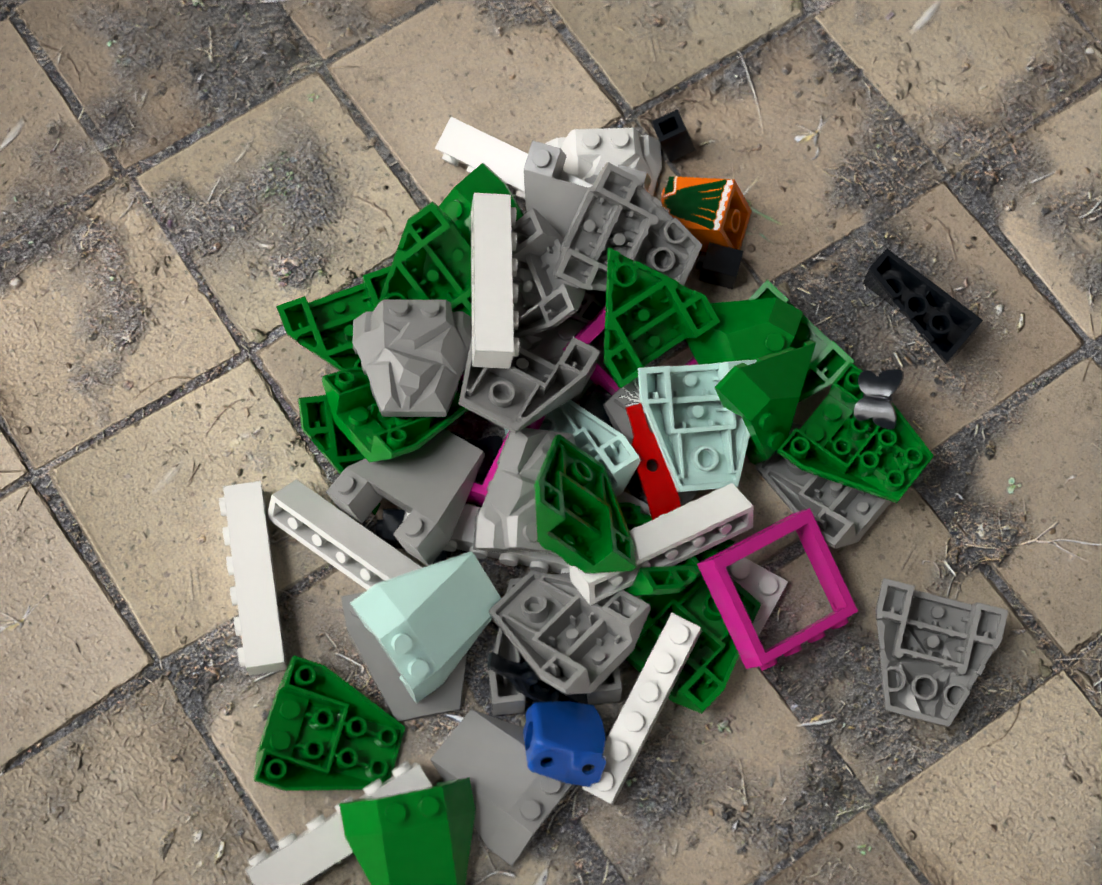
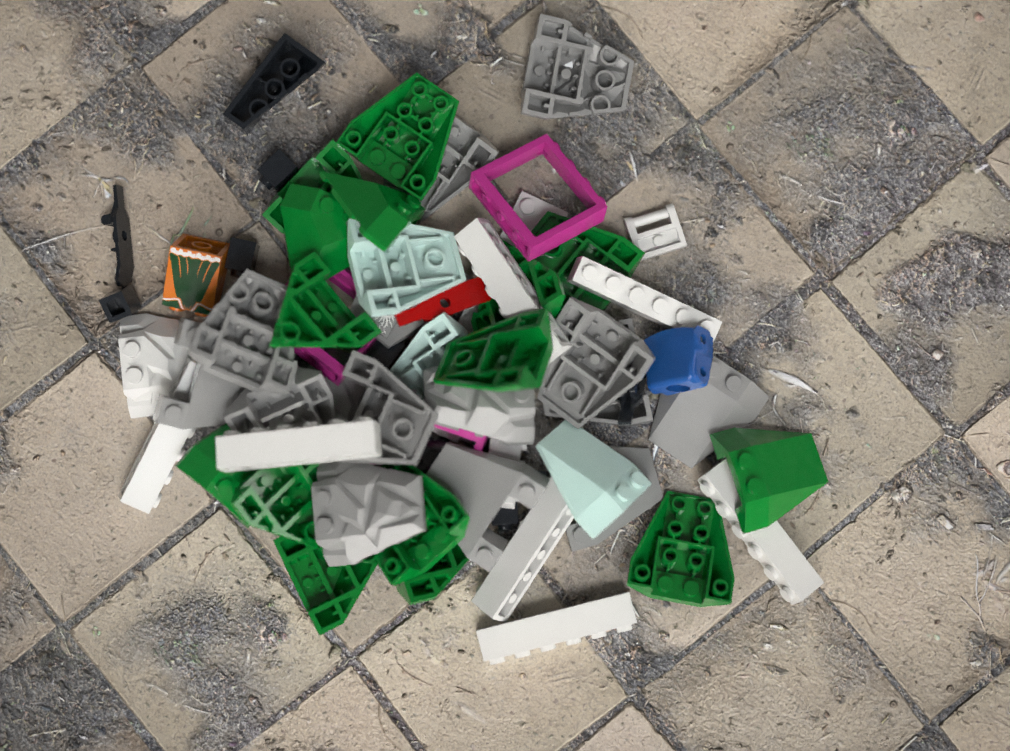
camera: 90 degrees left, 15 degrees up
(720, 742) = (658, 240): none -> white plate
(734, 145) = (121, 237): none -> black piece
(821, 308) = (276, 171): none -> black brick
(878, 397) = (371, 118): black animal -> none

